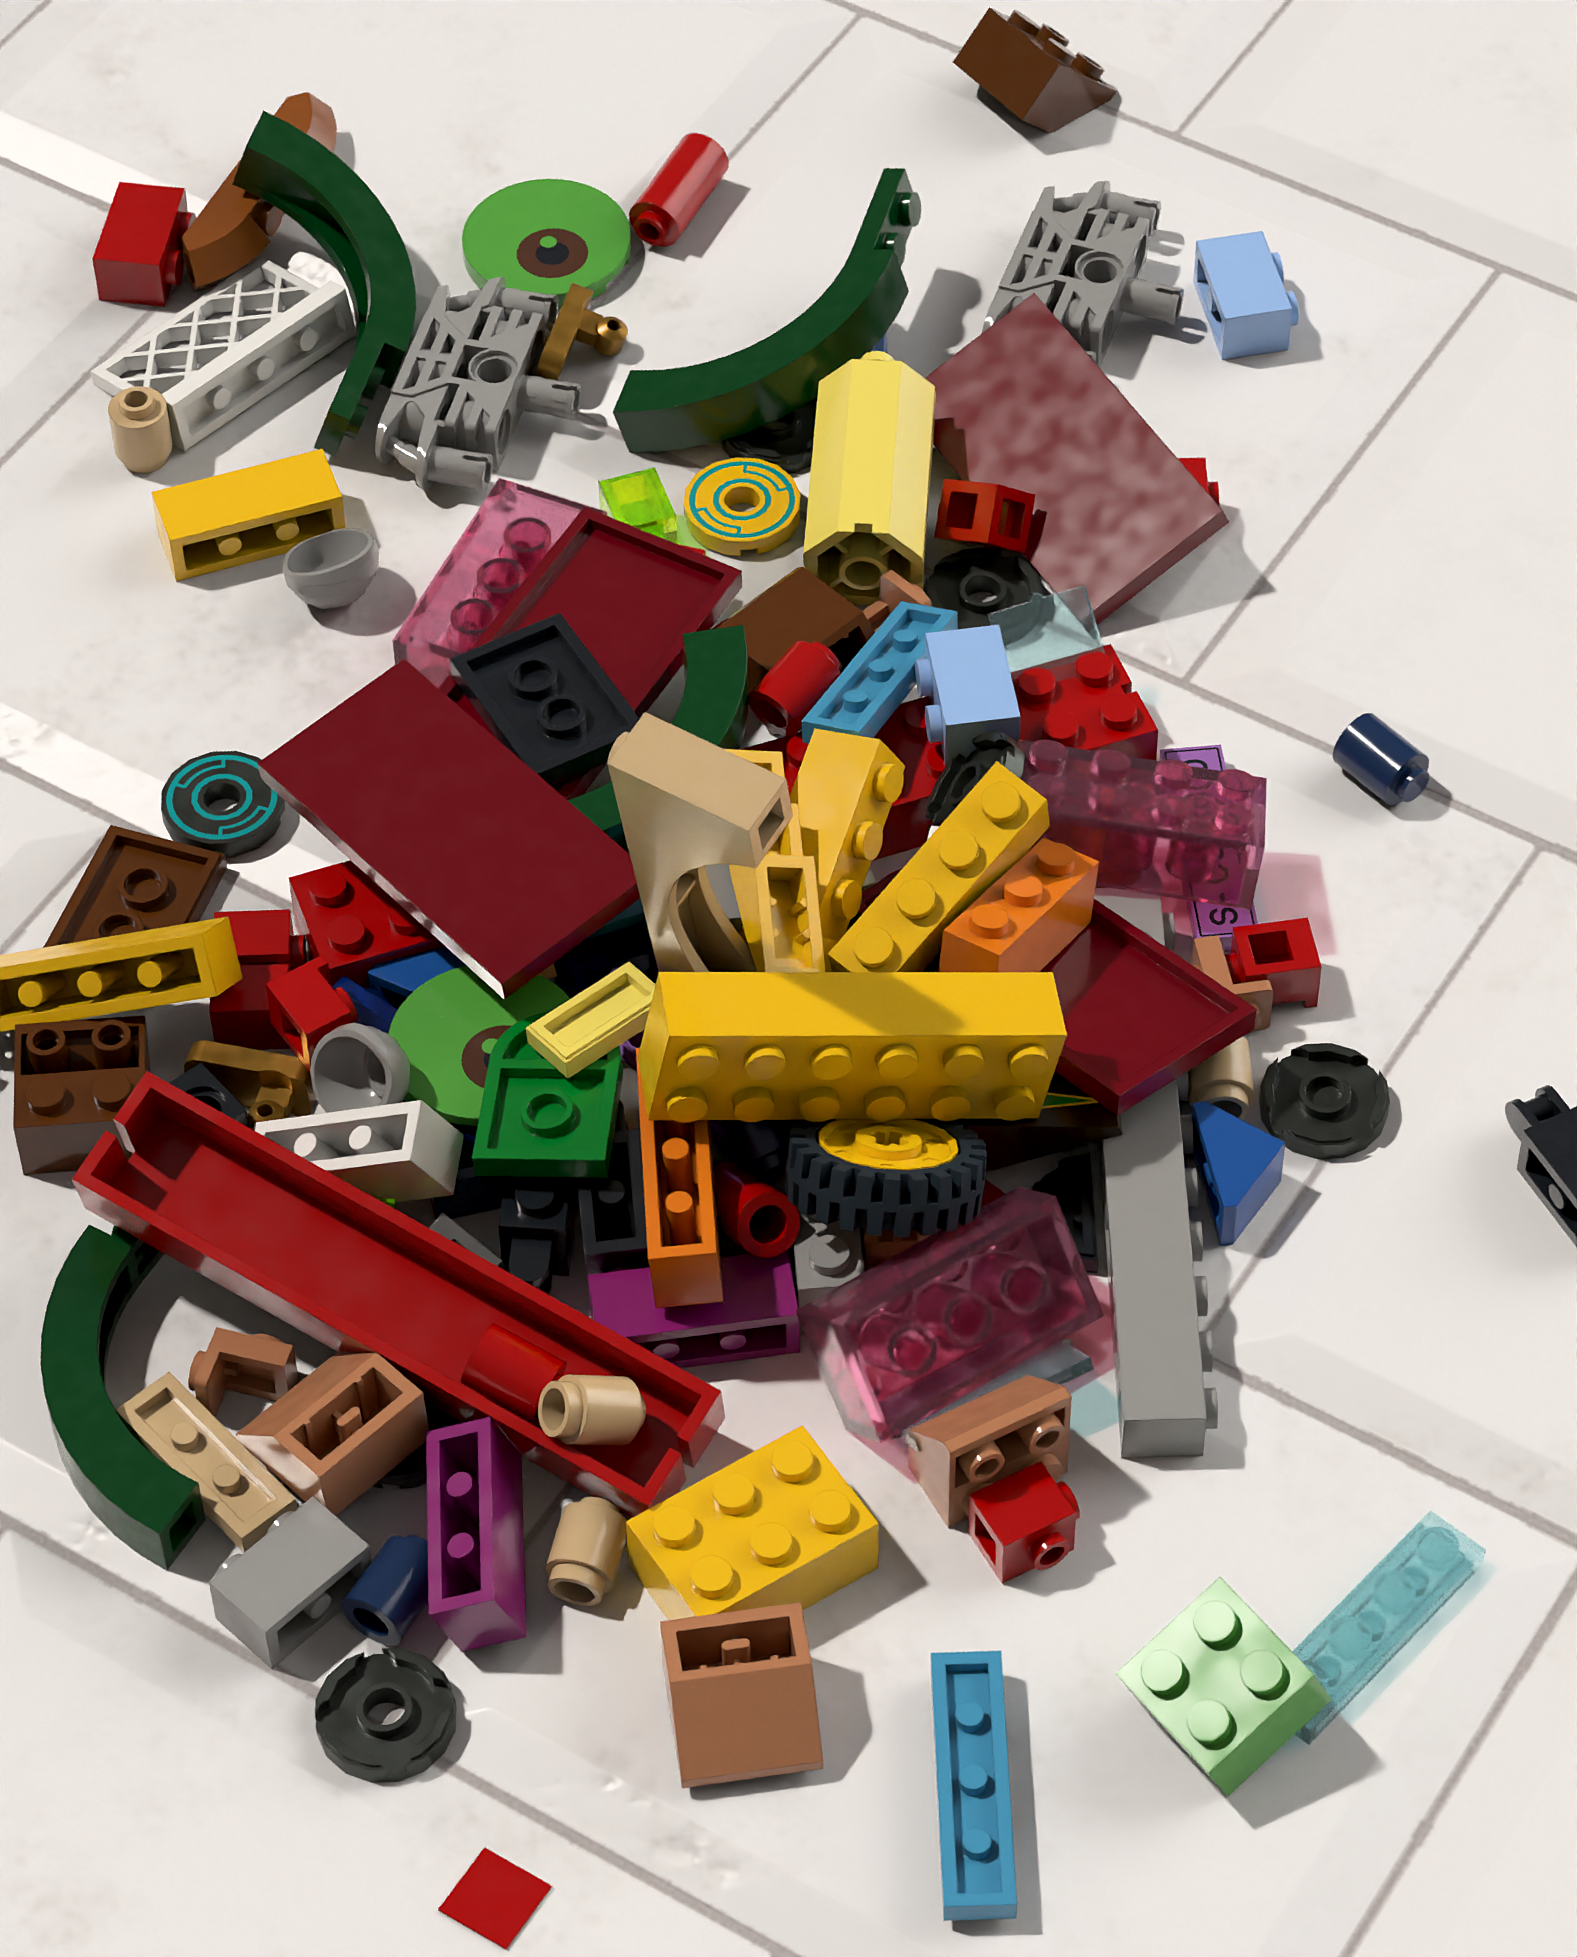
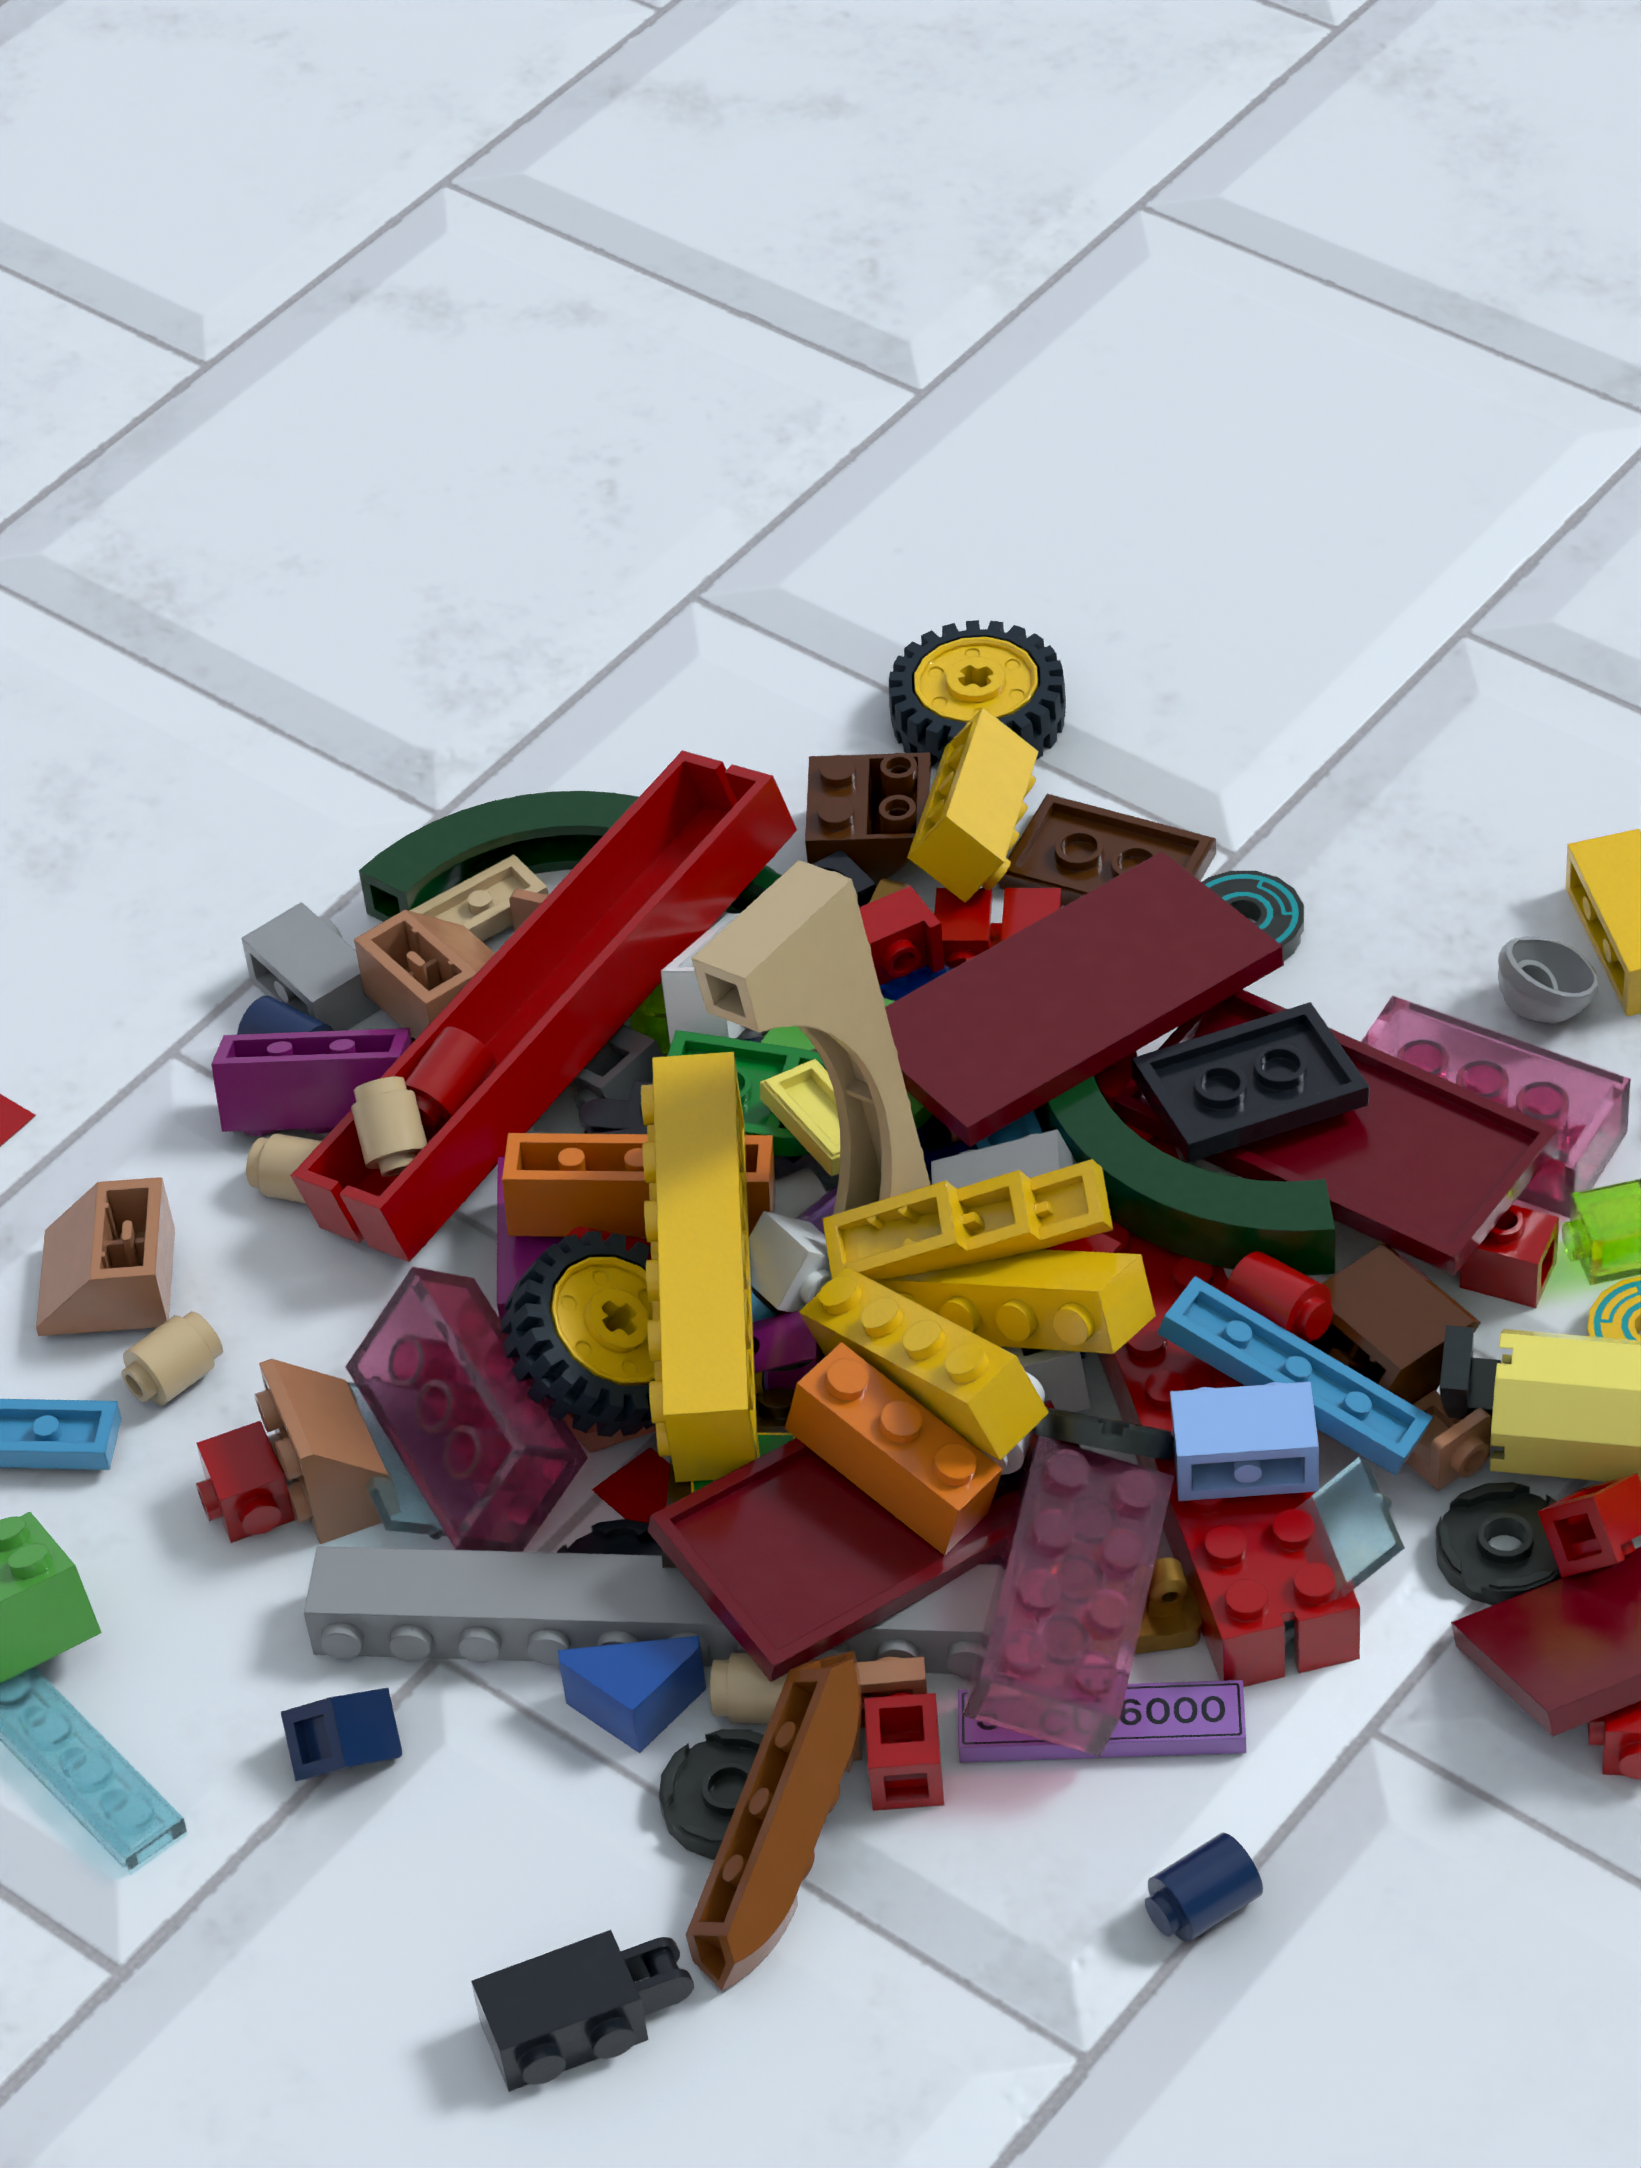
camera: 100 degrees right, 5 degrees down
(394, 1749) = (172, 1072): pearl dark grey tile -> none
(755, 1535) = (266, 1276): yellow brick -> none
(859, 577) = (1465, 1380): none -> black slope
(863, 1618) = (171, 1358): none -> tan brick
(1316, 1393) = (341, 1733): none -> dark blue panel
(1379, 1023) = (778, 1820): none -> dark orange brick

